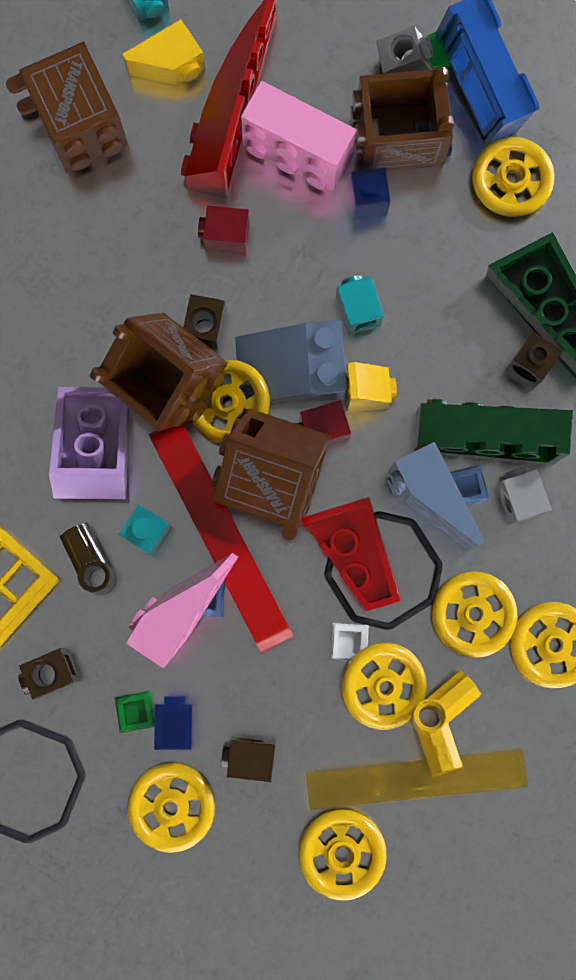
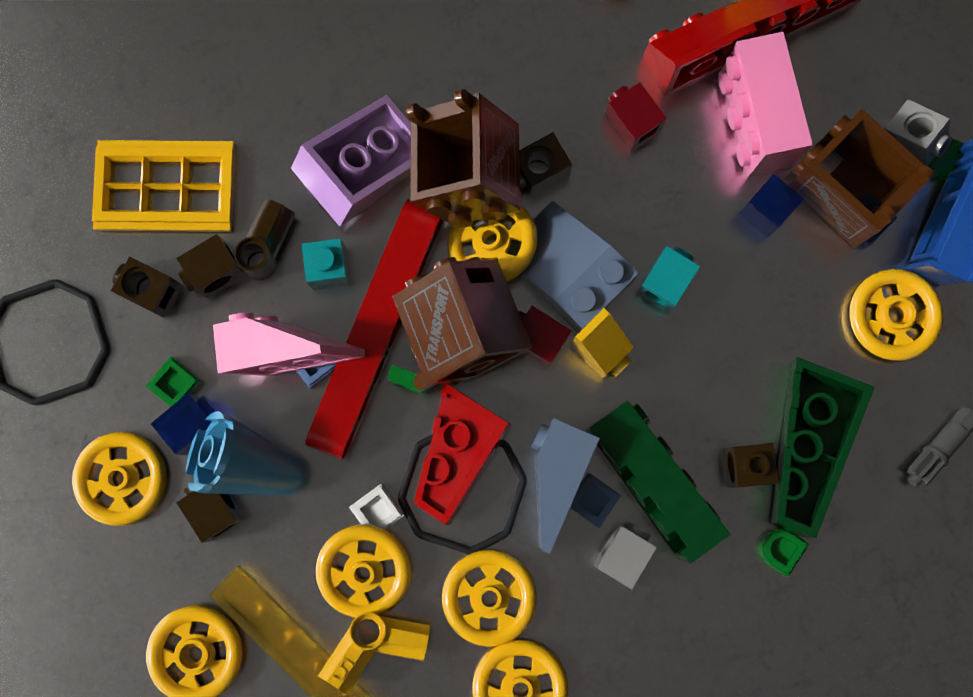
camera: 55 degrees right, 0 degrees up
(74, 615) = (208, 266): none -> dark brown brick
(235, 707) = (240, 461): none -> dark azure cone
(274, 544) = (404, 379): none -> green tile

